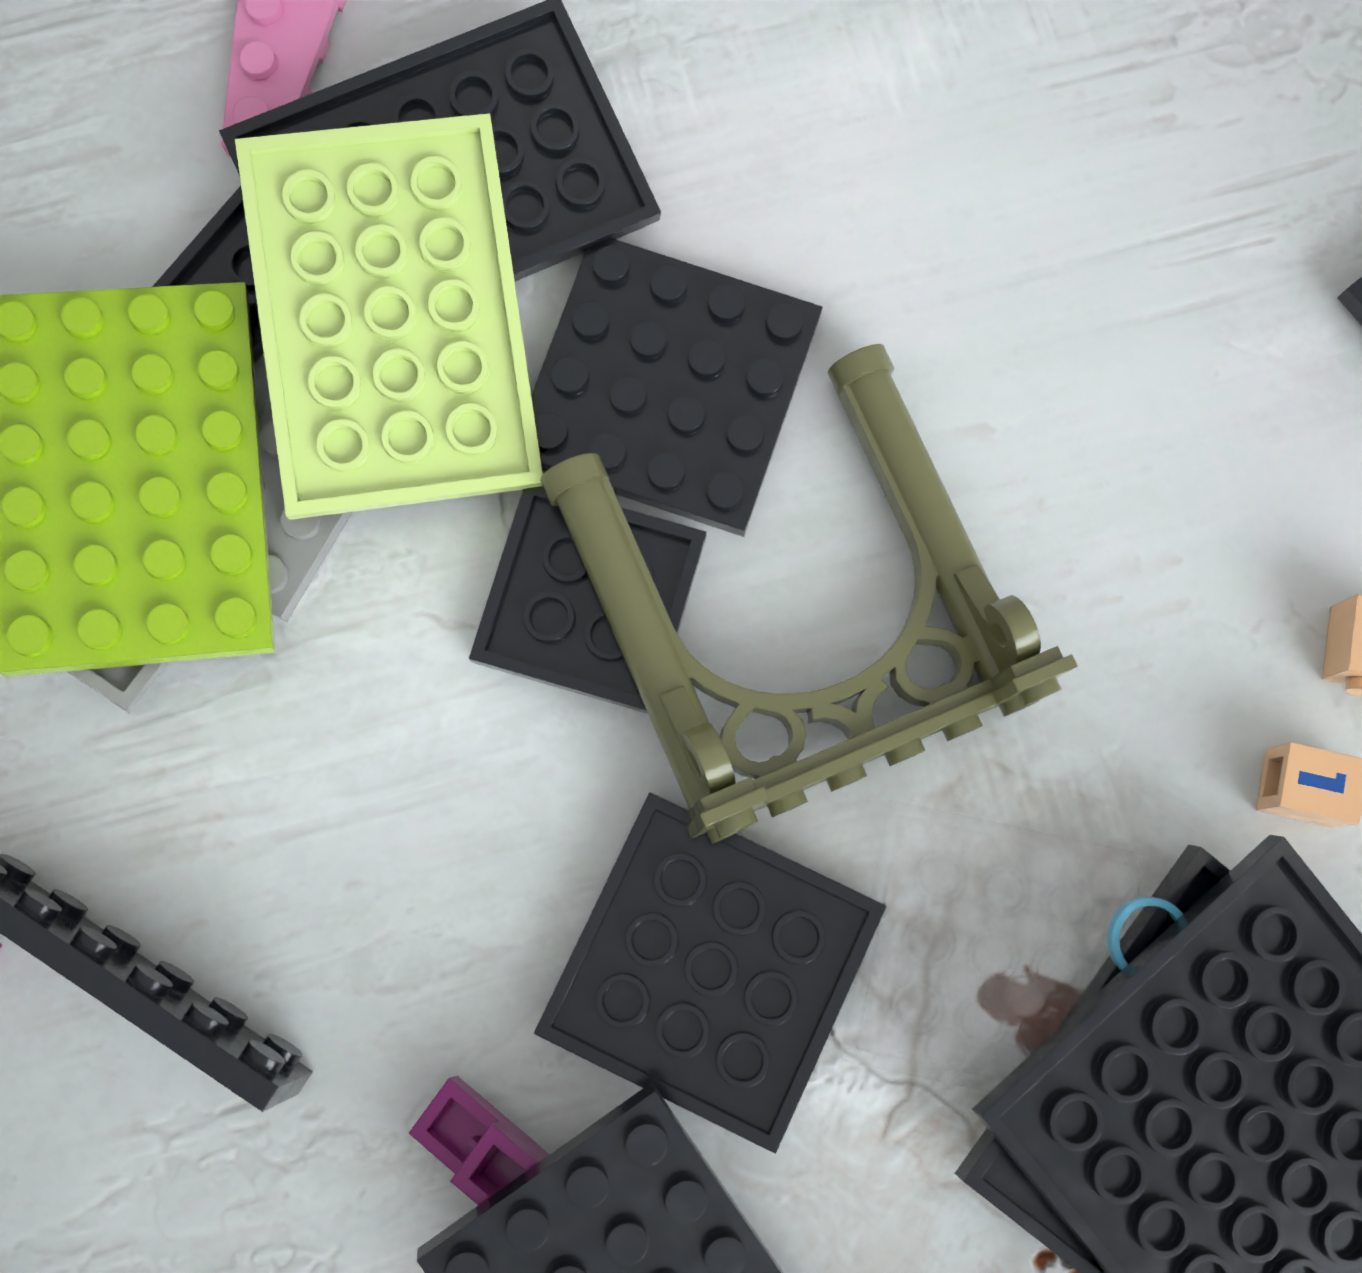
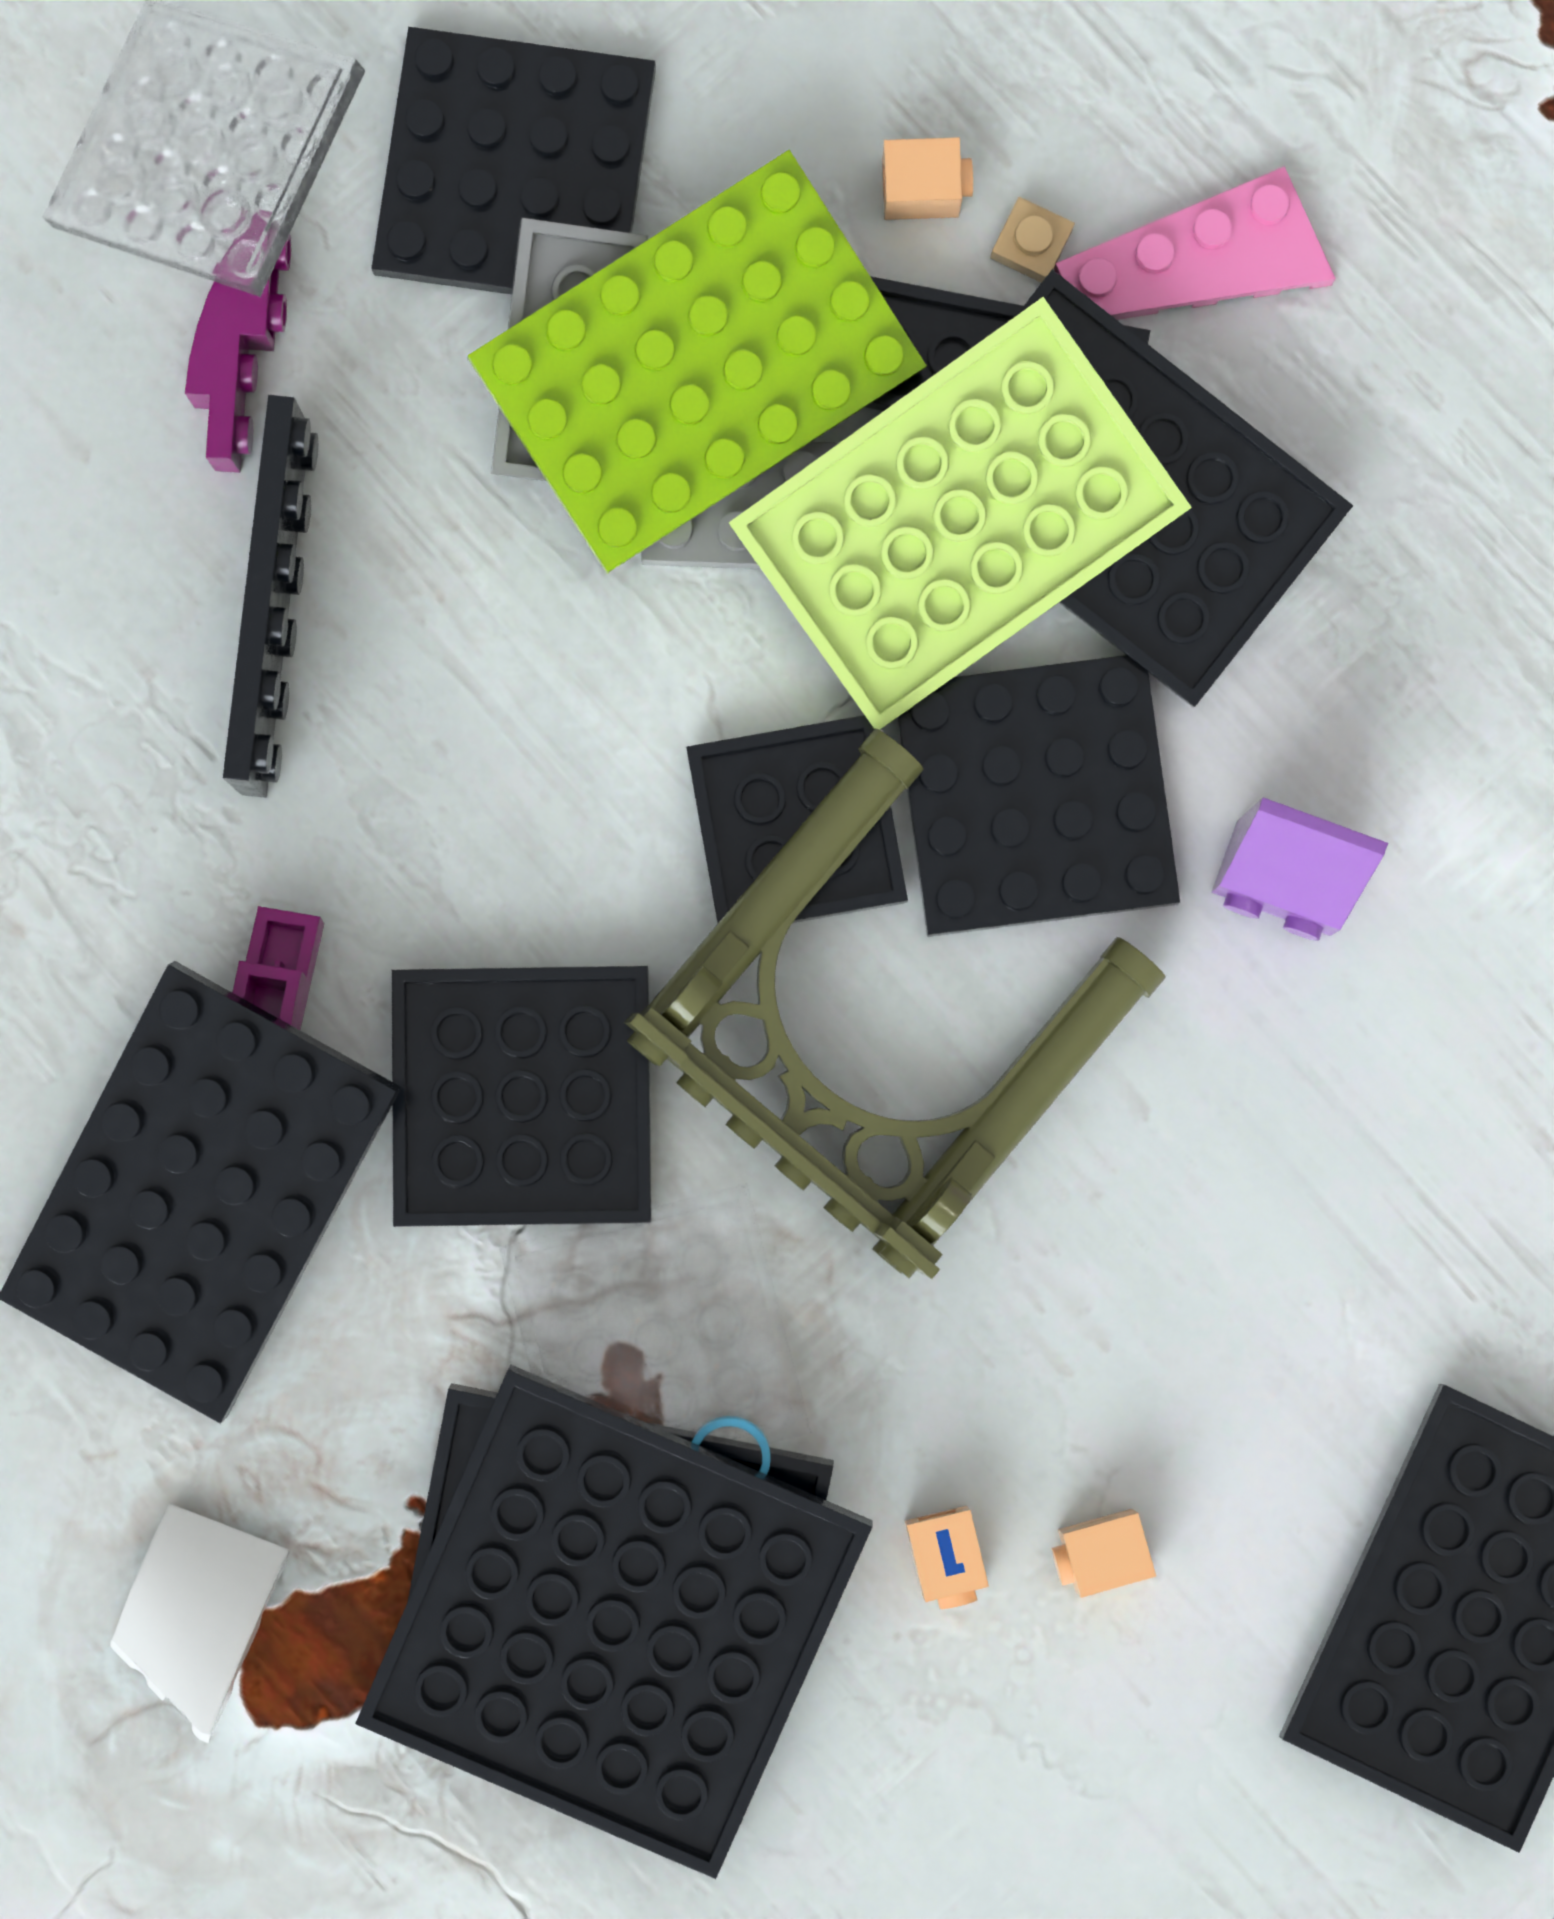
camera: 60 degrees right, 5 degrees up
(85, 213) = (924, 178): none -> light nougat brick
(192, 157) = (1032, 240): none -> tan plate
(847, 179) = (1296, 868): none -> slope

